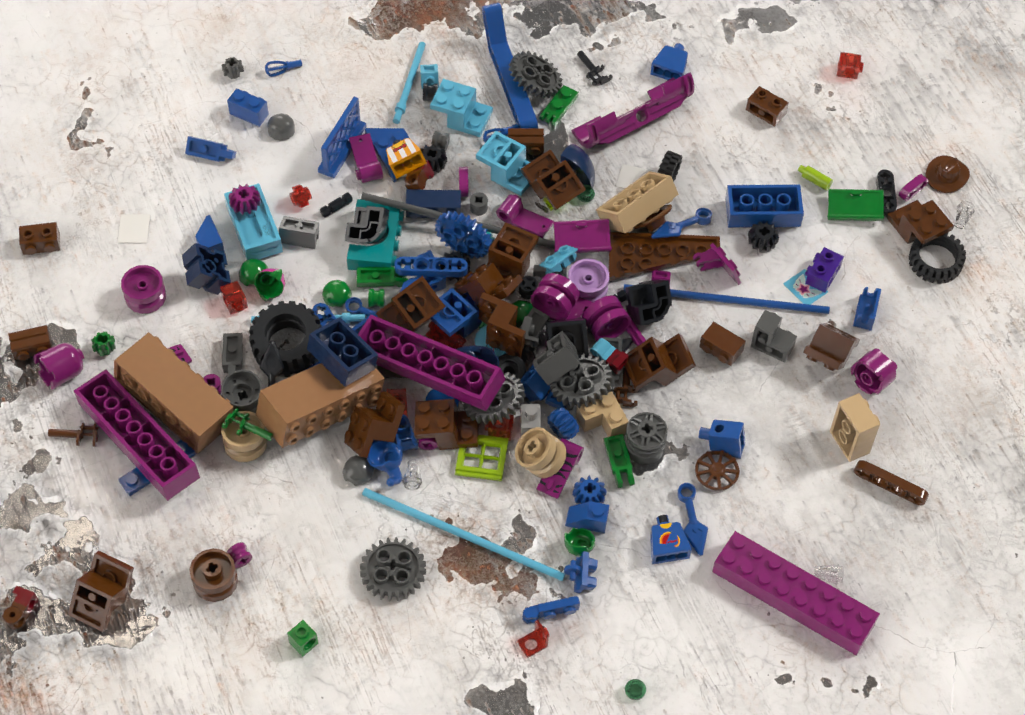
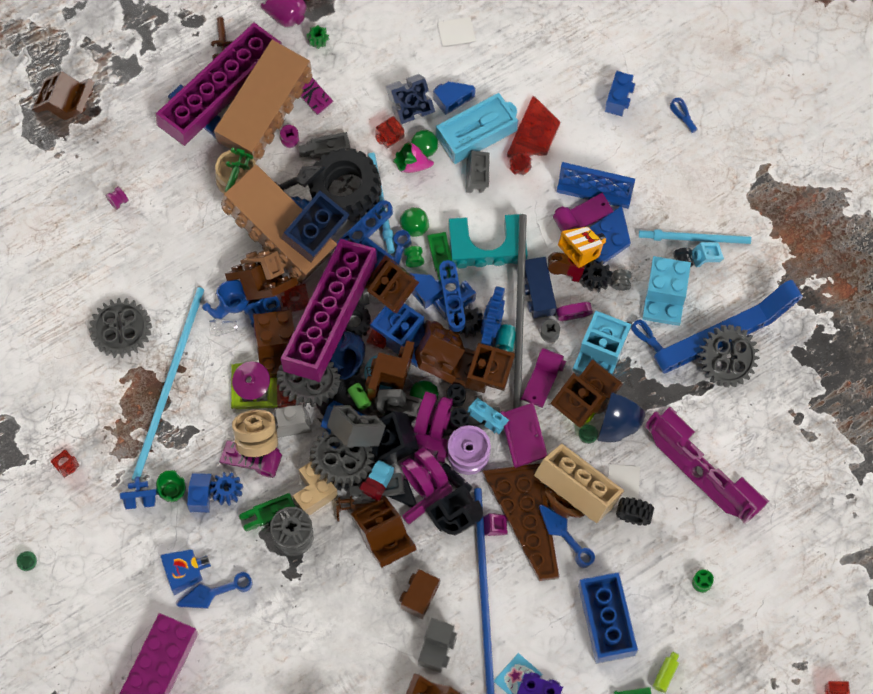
camera: 80 degrees right, 10 degrees up
(20, 608) = (45, 41): leg -> none
(143, 289) = (380, 53): magenta wheel -> none
(208, 149) = (559, 72): blue hinge -> none
(213, 575) = (91, 180): reddish brown wheel -> none
(232, 67) = (667, 69): dark grey gear -> none
(242, 390) = (277, 159): dark grey wheel -> none
(244, 199) = (483, 108): magenta gear -> none
(272, 180) = (535, 131): none -> clear red wing
(281, 127) = (606, 129): dark grey hair -> none
(302, 638) = (40, 266): green brick -> none
(336, 204) = (521, 199): black axle -> none
(357, 408) = (269, 260): none -> medium nougat bracket
(358, 470) = (216, 277): dark grey hair -> none
(368, 225) = (487, 229): black brick -> none
(473, 460) = (258, 385): none -> magenta dish
(519, 359) = (359, 396): none -> bright green piece
(530, 137) = (640, 362): reddish brown brick -> none
(551, 609) = (96, 472): blue hinge -> none
(559, 105) = (701, 389): green hinge -> none
(563, 423) = (295, 451): blue gear -> none
(594, 70) = (760, 418): black piece -> none
(670, 62) = (788, 497): blue torso -> none
(717, 258) = (520, 582): magenta plate -> none
(717, 470) = (273, 608): reddish brown wheel -> none
(725, 436) = (306, 609): blue torso -> none
(737, 136) = (705, 577): none -> green wheel
(763, 236) = (577, 621): black gear -> none
(767, 106) = (753, 608): reddish brown brick -> none

